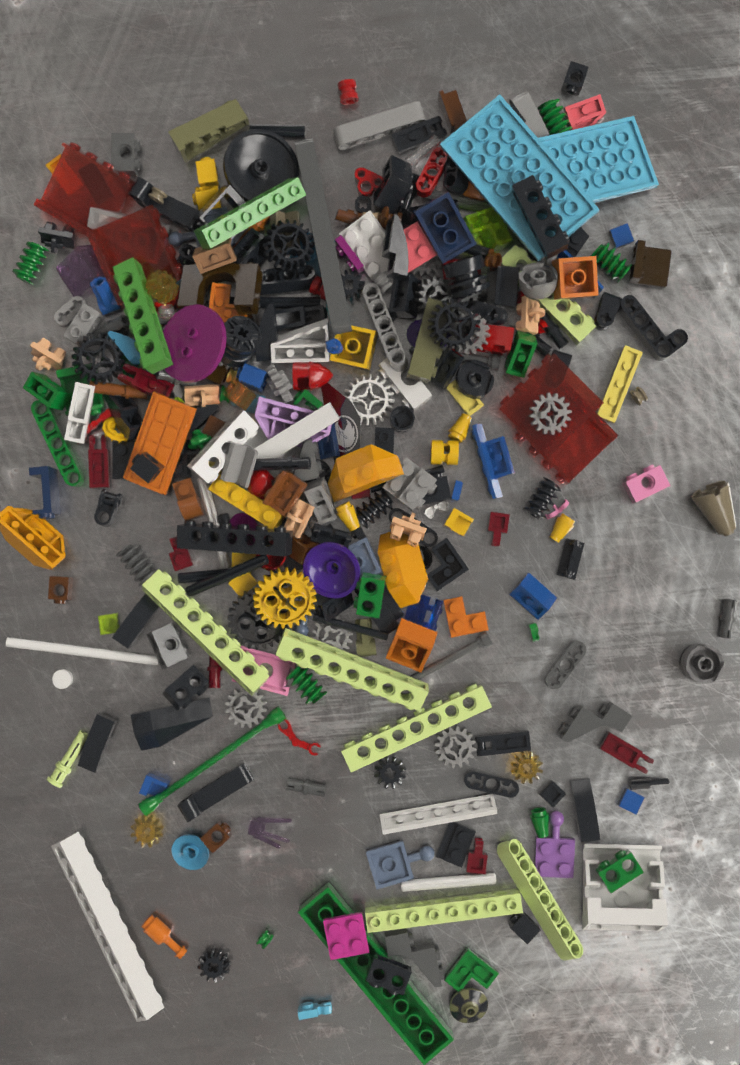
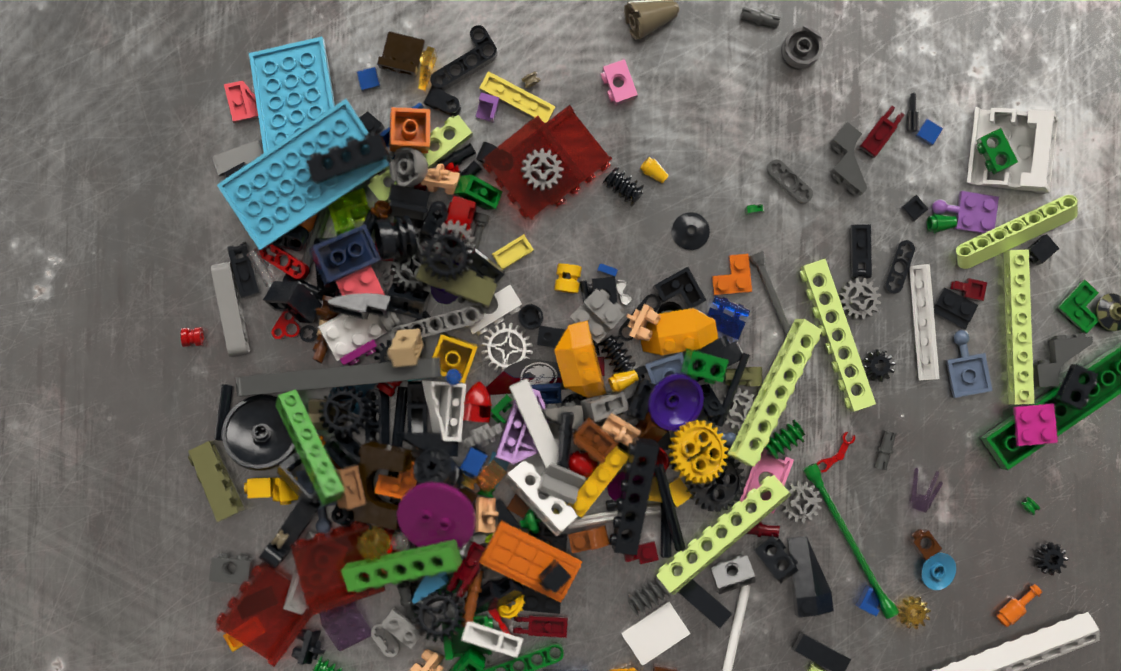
camera: 90 degrees left, 0 degrees up
(102, 575) = (655, 633): none -> white tile
(104, 295) = (374, 603): blue piece -> none
(107, 506) = (587, 620): black piece -> none
(108, 623) = (704, 631): lime tile -> none
(214, 792) = (879, 536): black beam -> none
(312, 1010) = (1103, 467): medium azure plate -> none
(358, 297) = (406, 347): none -> tan brick
(411, 645) = (756, 331): orange brick -> none
(448, 882) = (991, 319): white axle -> none
(452, 110) = (223, 233): reddish brown panel -> none
(458, 522) = (638, 272): yellow panel -> none
(460, 428) = (545, 260): yellow cone -> none
(467, 387) = (494, 231): black plate -> none
(494, 457) = (579, 229): blue bracket -> none
(495, 574) = (686, 240): none -> black dish
(498, 524) = (644, 233): dark red plate -> none
(527, 774) = (884, 223): clear yellow gear -> none
(533, 596) = (719, 205): blue panel -> none
(553, 117) = (243, 132): green piece -> none
(557, 510) = (636, 172): bright pink piece -> none
(570, 558) = (685, 165): black hinge -> none
(578, 71) = (196, 108): black brick -> none
(585, 810) = (934, 178): black slope -> none
(606, 356) = (487, 107): none -> medium lavender panel
(611, 261) = (394, 91): green piece -> none
(643, 290) = (428, 60): none -> clear yellow wing

